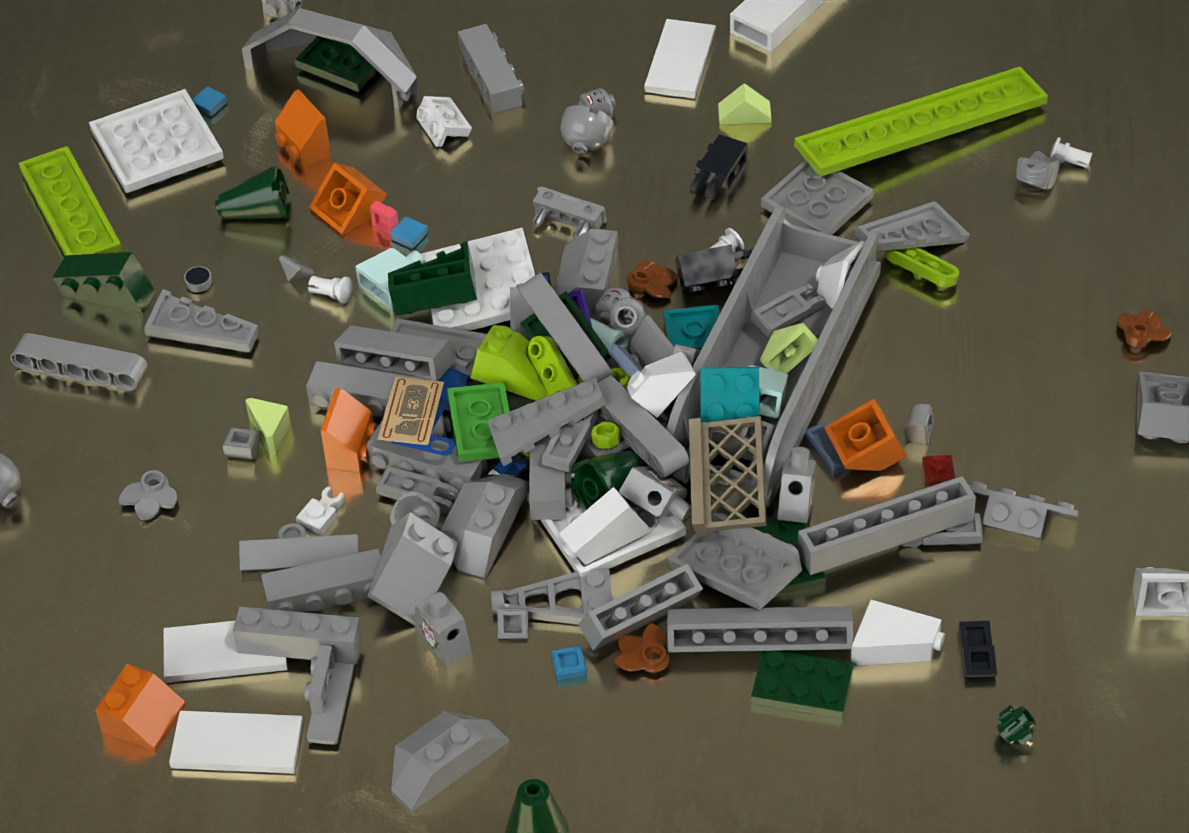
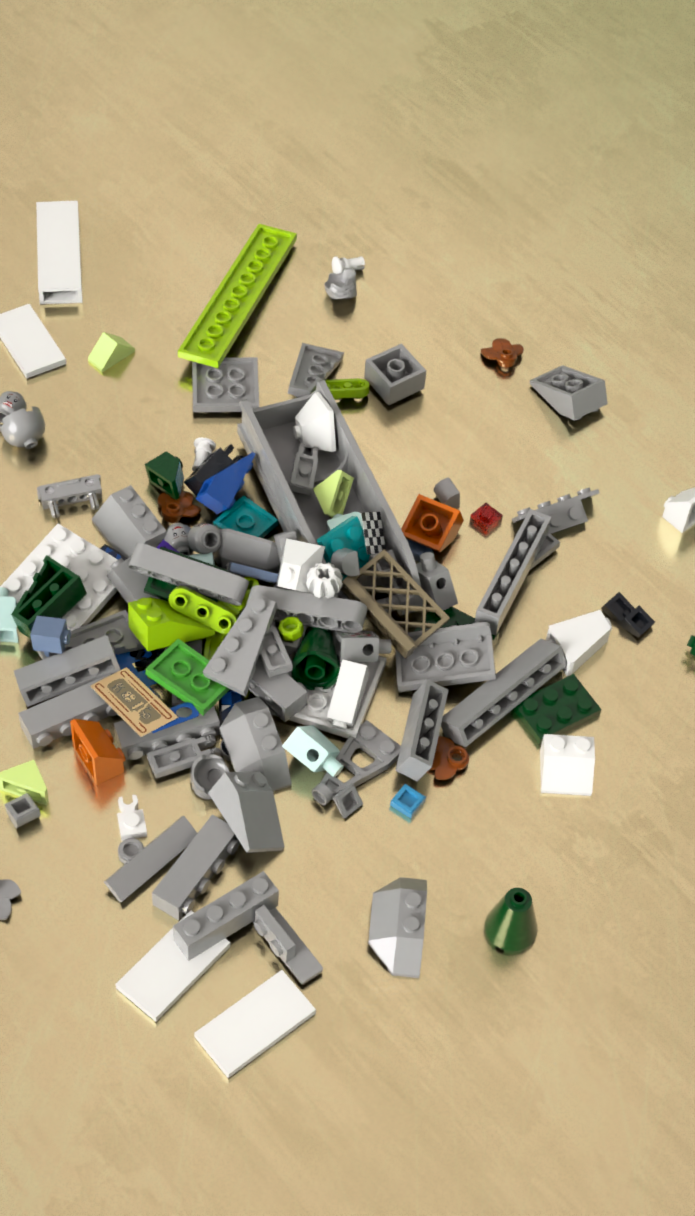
camera: 50 degrees left, 5 degrees up
(139, 708) = (166, 1054): orange slope -> none
(399, 309) = (50, 635): none -> sand blue brick
(434, 621) = (311, 837): light grey torso -> none
(523, 555) = (314, 750): none -> light aqua torso
(663, 404) = (324, 580): none -> white piece
(668, 242) = (166, 474): none -> dark green slope
(699, 278) = (220, 489): none -> blue slope
(707, 404) = (346, 561): none -> light grey brick
(720, 167) = (141, 400): black hinge -> none
(748, 734) = (567, 764): none -> white slope
(768, 395) = (373, 532): none -> sticker
(992, 281) = (395, 374): none -> light grey brick

